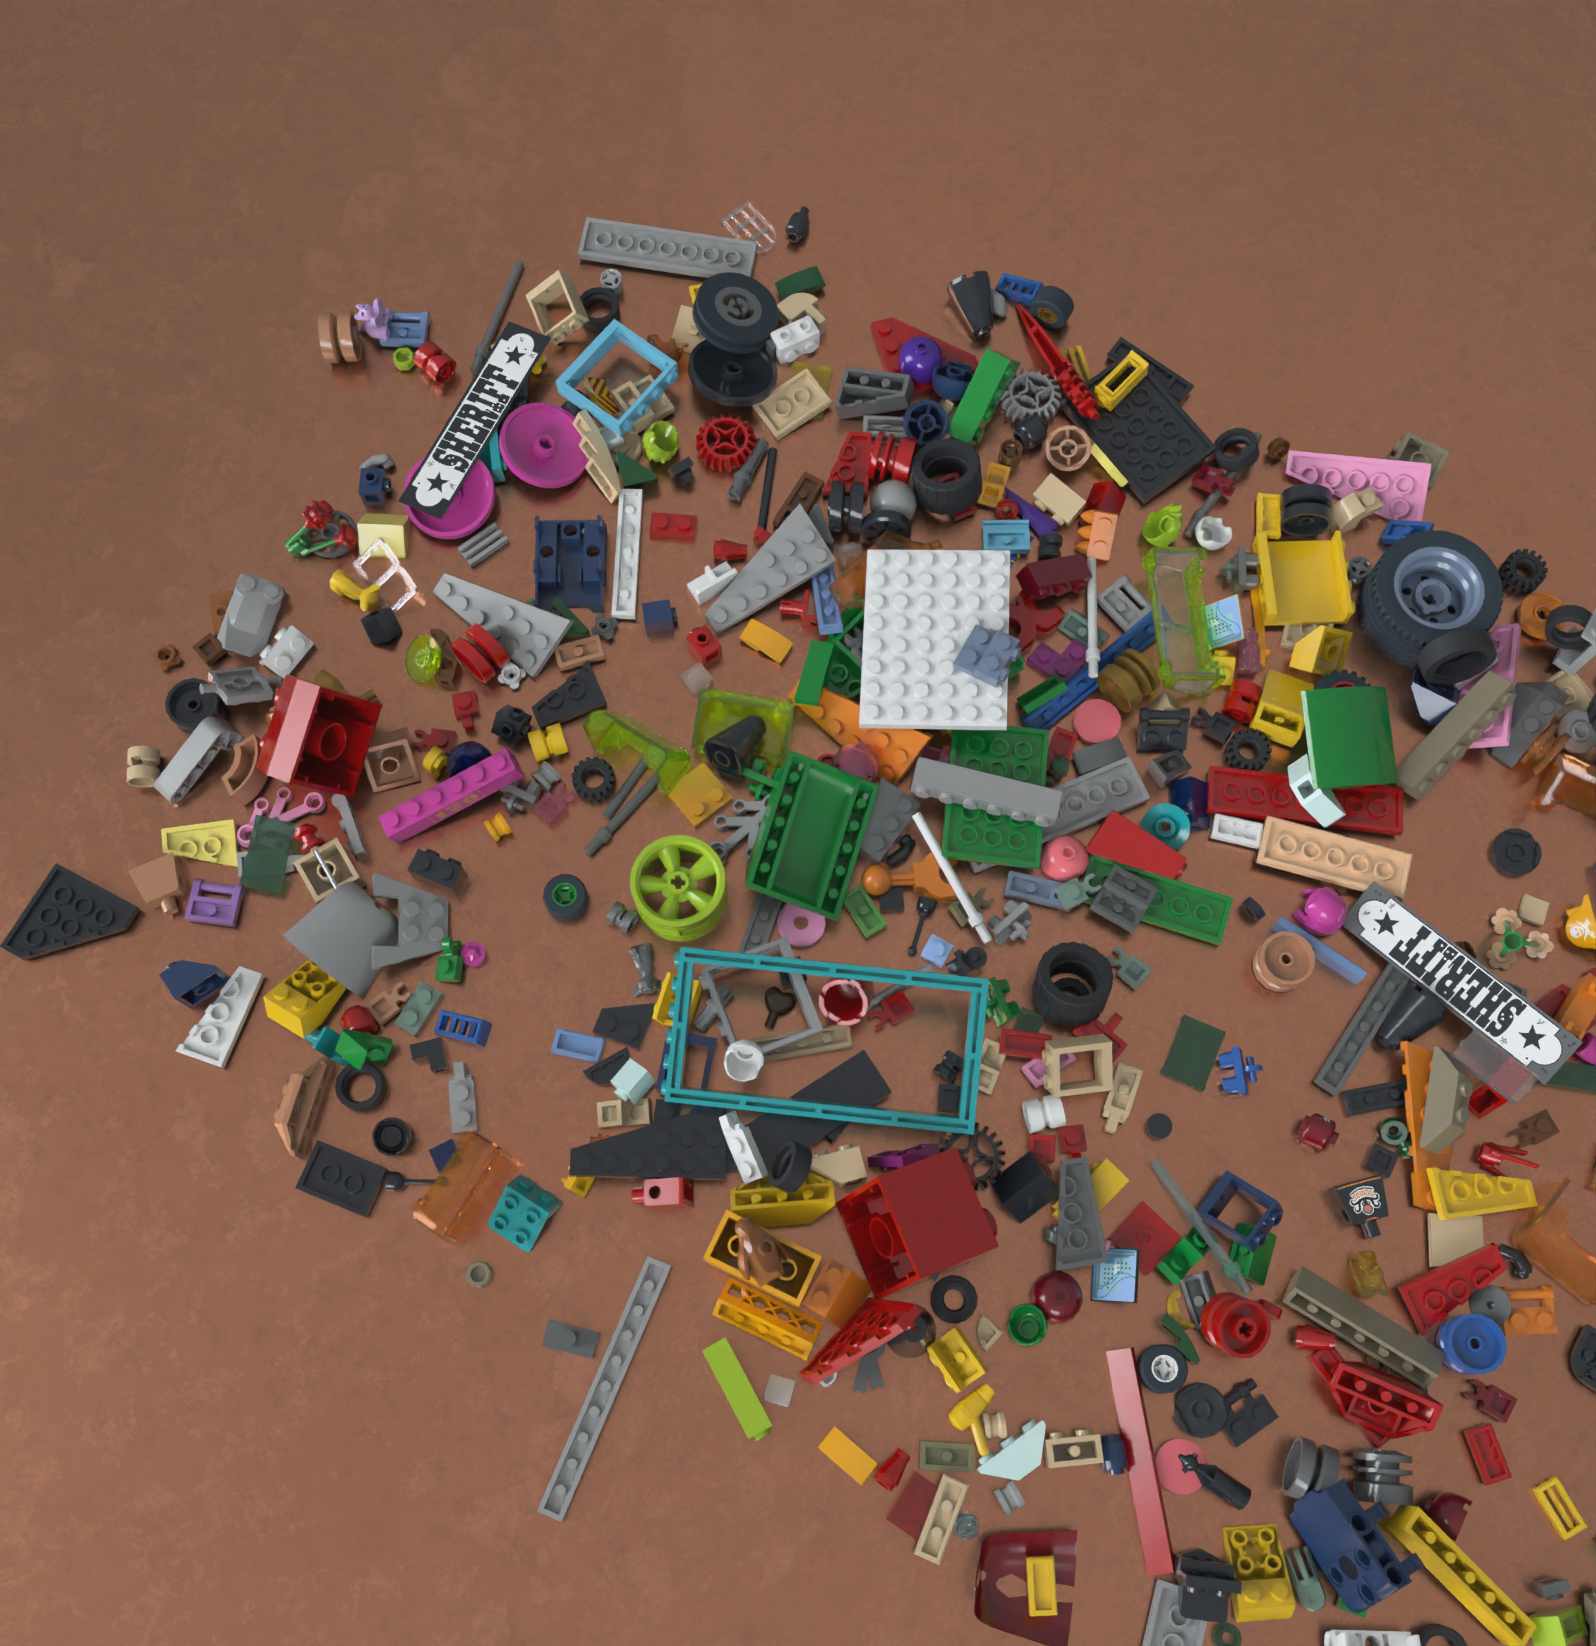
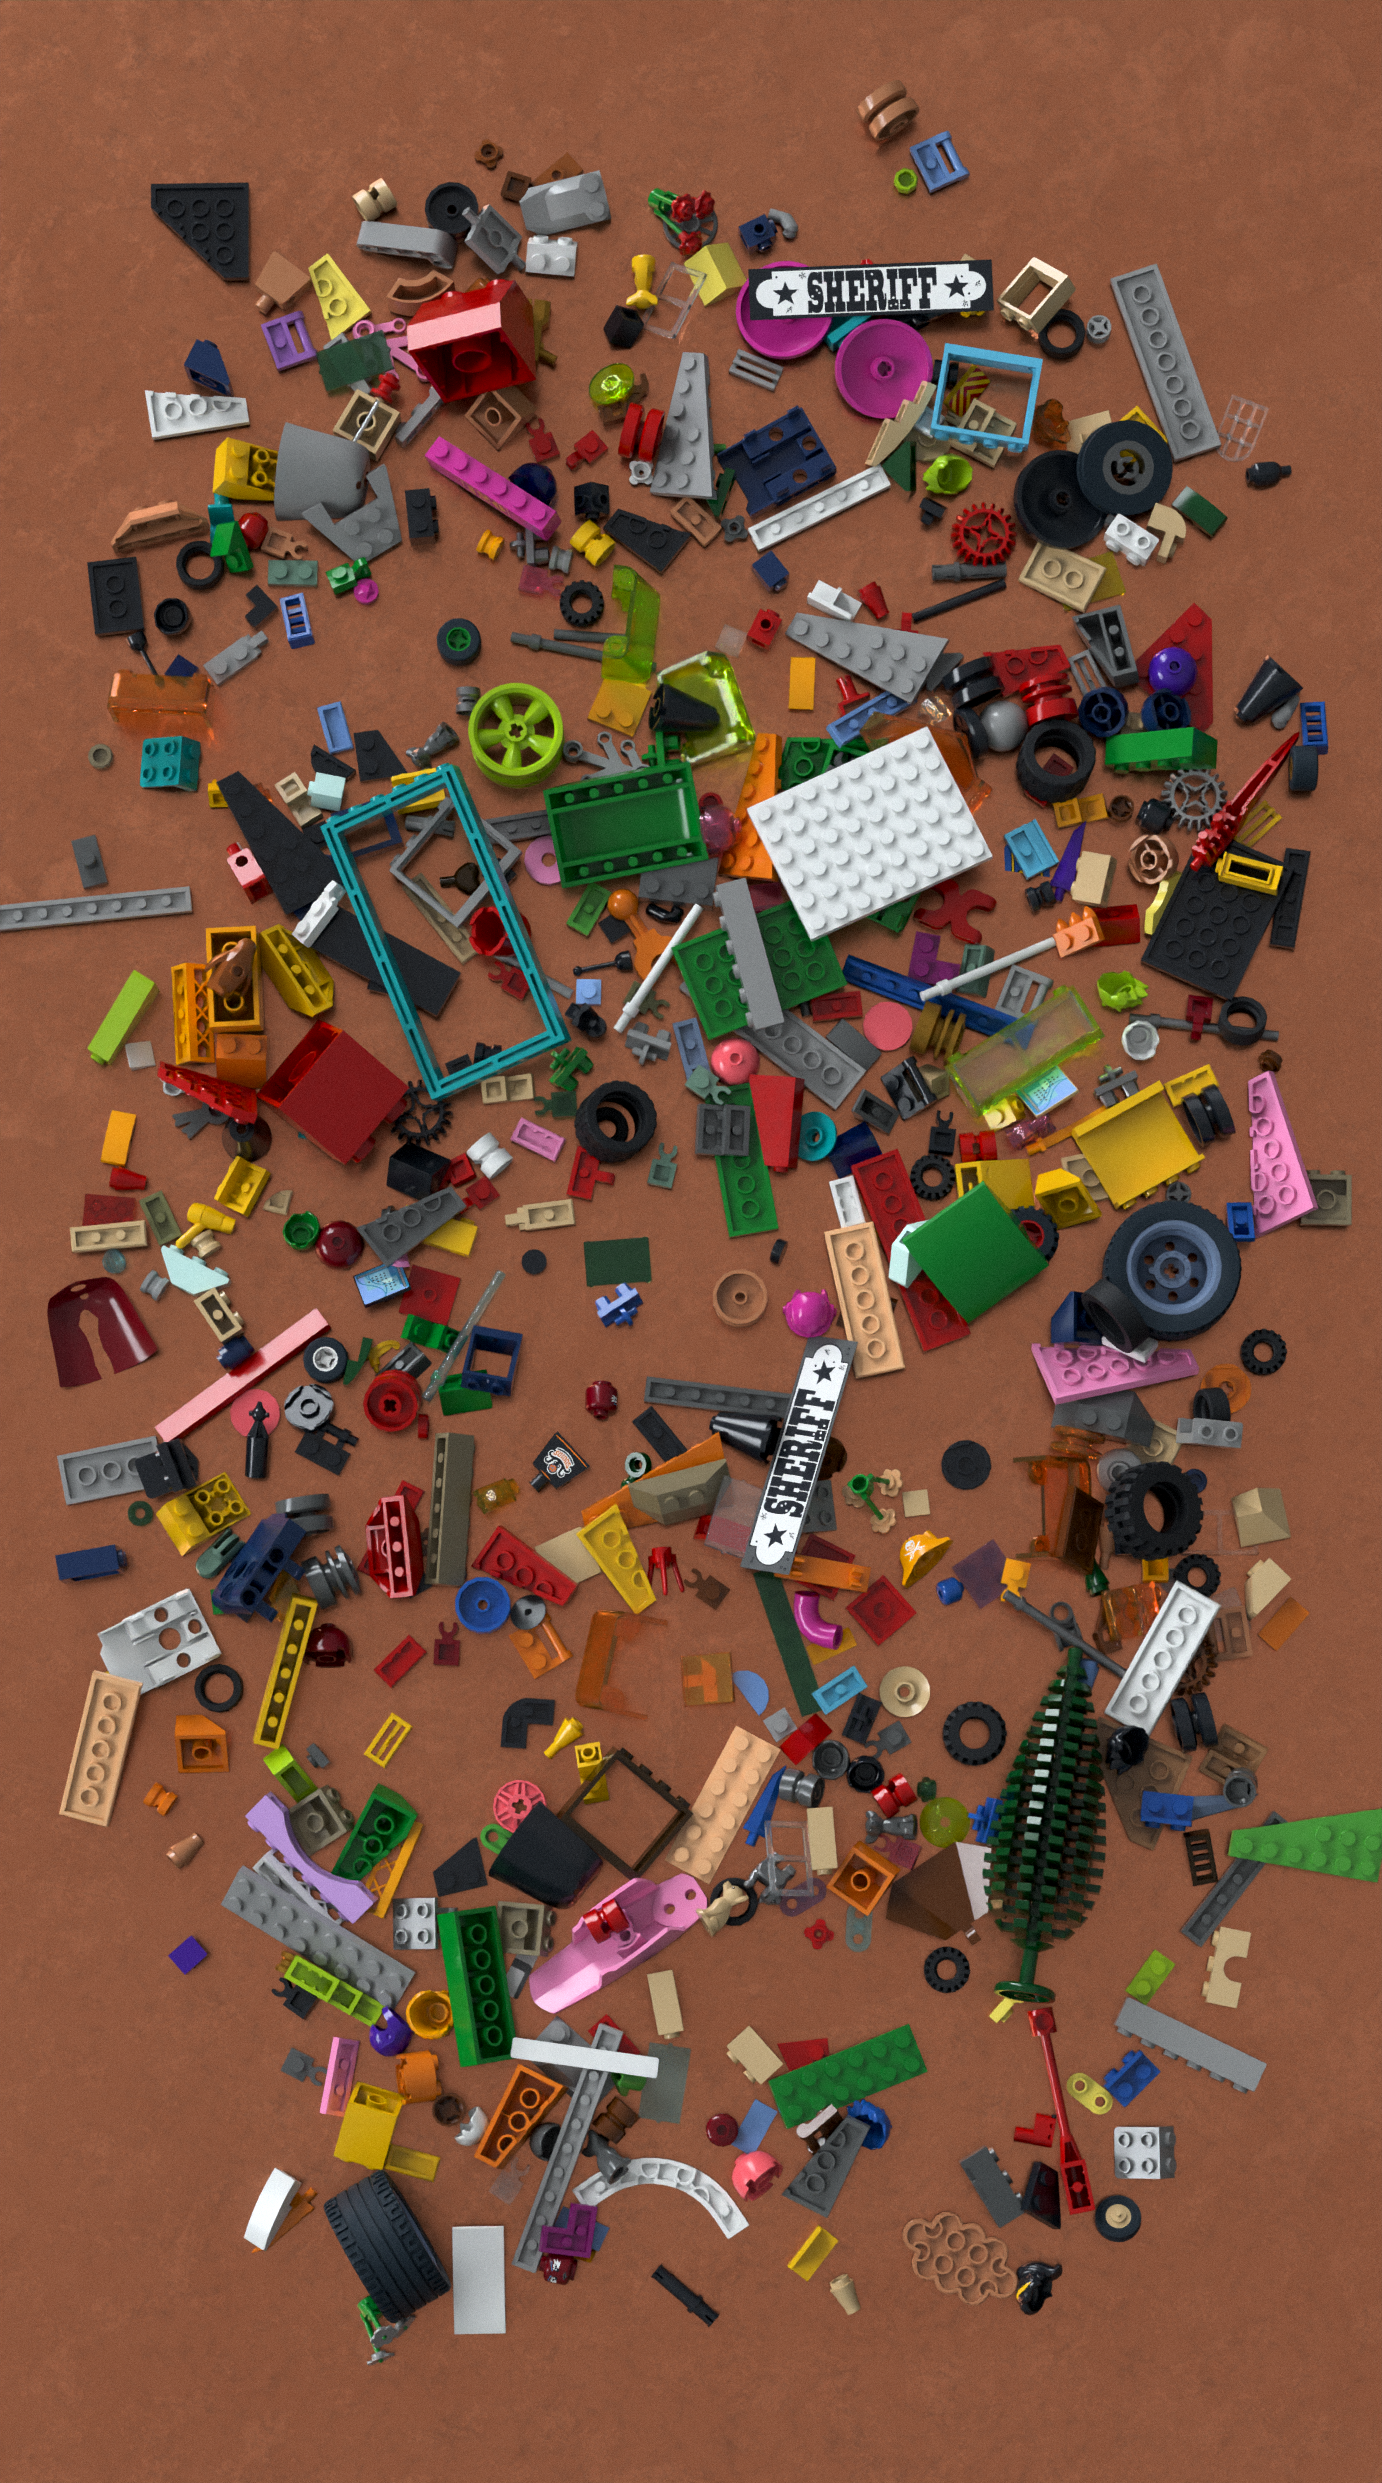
camera: 65 degrees right, 10 degrees up
(374, 319) = (922, 133): lavender animal -> none
(434, 762) = (518, 454): yellow plate -> none
(435, 362) = (916, 209): red wheel -> none
(482, 350) = (955, 249): flat silver bar -> none
(673, 526) = (872, 534): red plate -> none
(743, 1060) = (386, 871): white hair -> none
(790, 1166) = (322, 961): black tyre -> none
(804, 492) = (964, 636): reddish brown plate -> none
(814, 673) = (786, 744): green tile -> none
(841, 1167) = (347, 1007): tan slope -> none
(898, 1158) = (382, 1052): magenta plate -> none
(966, 1289) = (302, 1171): black tyre -> none
(988, 655) = (868, 887): sand blue plate -> none
(1009, 515) = (1054, 836): red plate -> none
(1022, 1043) = (541, 1109): red tile -> none
(1041, 1585) = (101, 1344): yellow tile -> none
(1042, 693) = (884, 961): green tile -> none
(1054, 576) = (1006, 913): dark red brick -> none
(1059, 766) = (817, 1011): clear green plate -> none
(1102, 1065) = (560, 1151): tan window -> none
(1314, 1338) = (418, 1473): red cone -> none
(1324, 953) = (770, 1326): medium blue tile -> none
(1353, 508) = (1235, 1159): tan brick -> none
(1381, 1160) = (606, 1467): black tile -> none
(1455, 734) = (1042, 1352): dark tan brick -> none
(1522, 1264) = (581, 1621): black arm -> none

